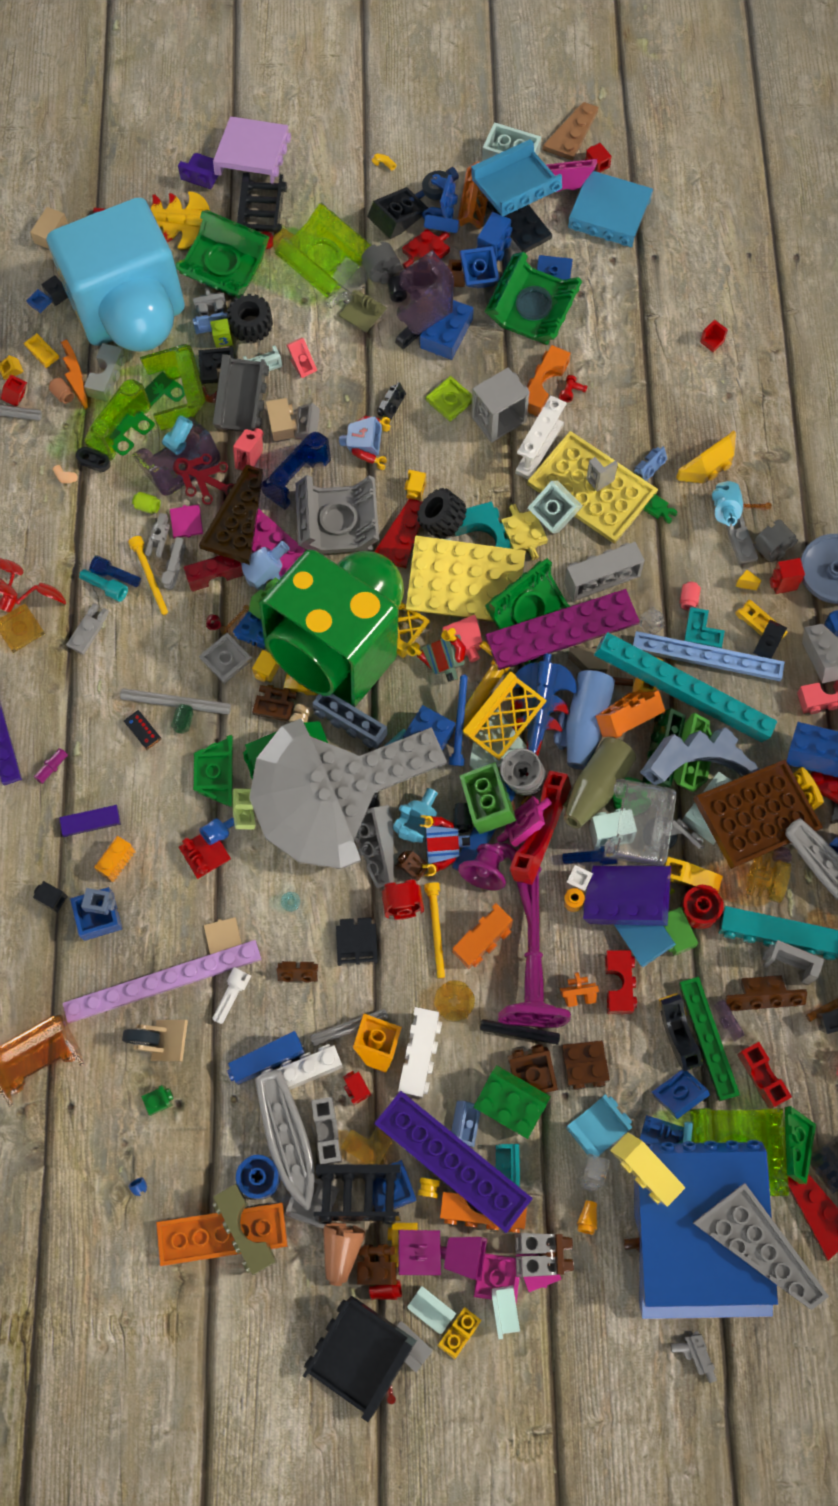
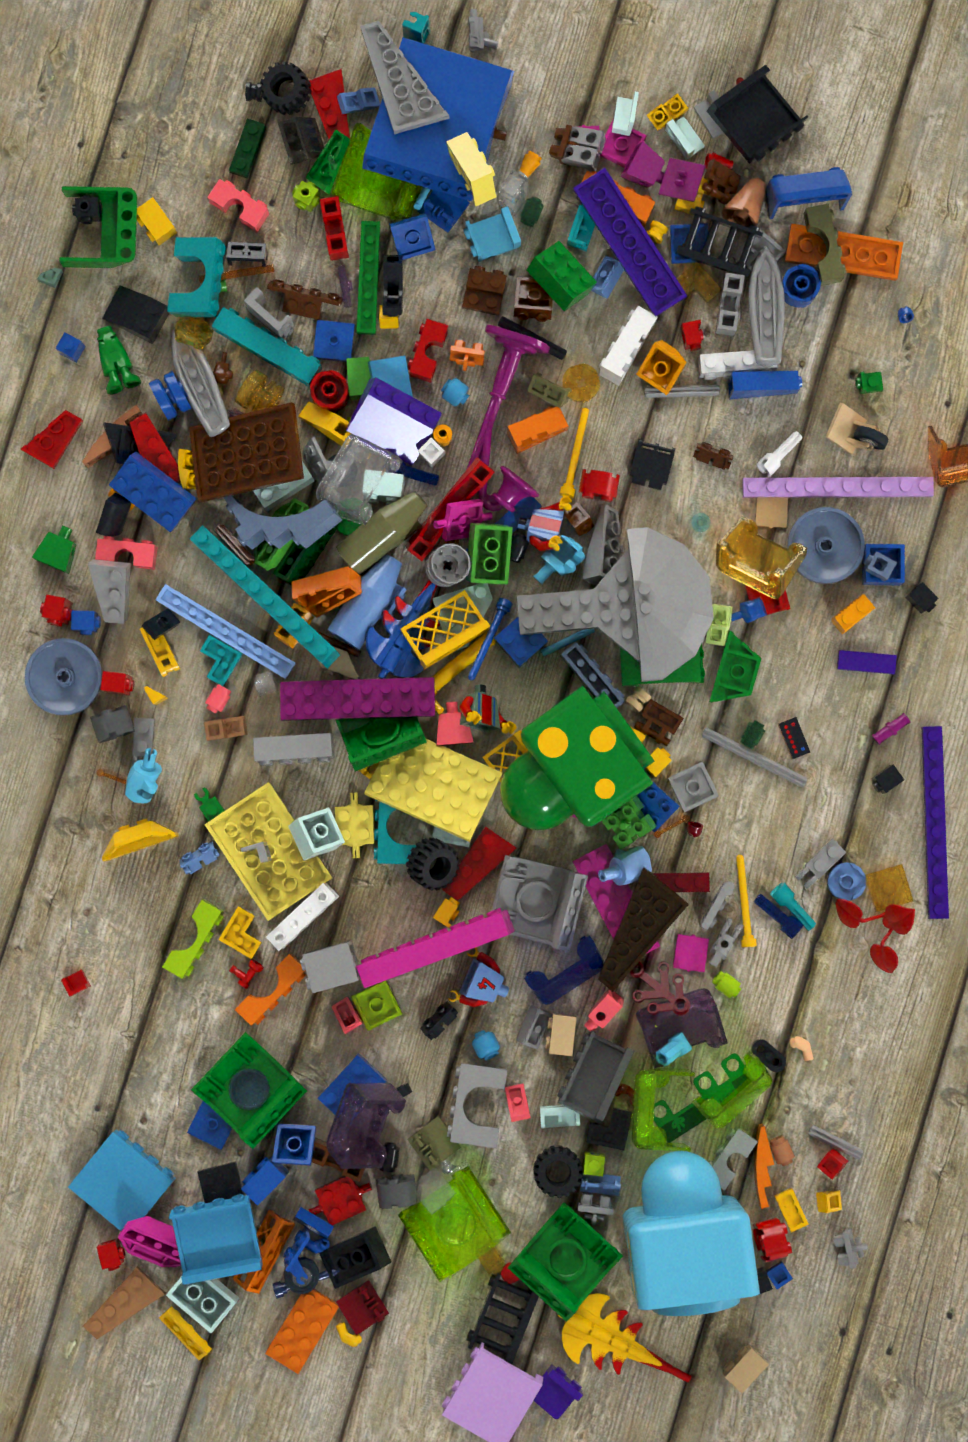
camera: 165 degrees left, 15 degrees up
(43, 718) = (887, 779): none -> black brick
(51, 320) = (771, 1239): none -> red brick
(59, 622) = (846, 881): none -> medium blue tile
(159, 915) = (832, 544): none -> sand blue dish
(221, 878) = (757, 559): none -> clear yellow windscreen
(277, 1283) = (808, 189): none -> blue windscreen
(338, 324) = (462, 1129): none -> light grey arch
(344, 393) = (485, 1045): none -> dark azure head
(378, 181) = (362, 1307): none -> dark red hinge
(413, 444) = (433, 949): none -> dark pink brick
(421, 154) = (302, 1330): none -> orange plate
(469, 375) = (347, 1015): none -> coral slope
(484, 976) = (548, 390): none -> olive hinge
(513, 123) = (185, 1333): none -> yellow plate
(567, 1166) = (531, 211): none -> clear green brick
(577, 948) = (455, 392): none -> dark azure head
(592, 412) = (236, 936): none -> yellow plate
(625, 416) = (181, 961): none -> lime arch
(672, 575) = (225, 728): none -> medium nougat slope
(717, 963) = (333, 340): none -> blue plate
(743, 739) = (234, 545): none -> reddish brown axle
(762, 1330) = (417, 31): none -> teal hinge
(799, 1226) = (358, 101): none -> medium blue slope
(800, 1104) = (309, 201): none -> lime brick
(814, 892) = (221, 371): none -> reddish brown piece

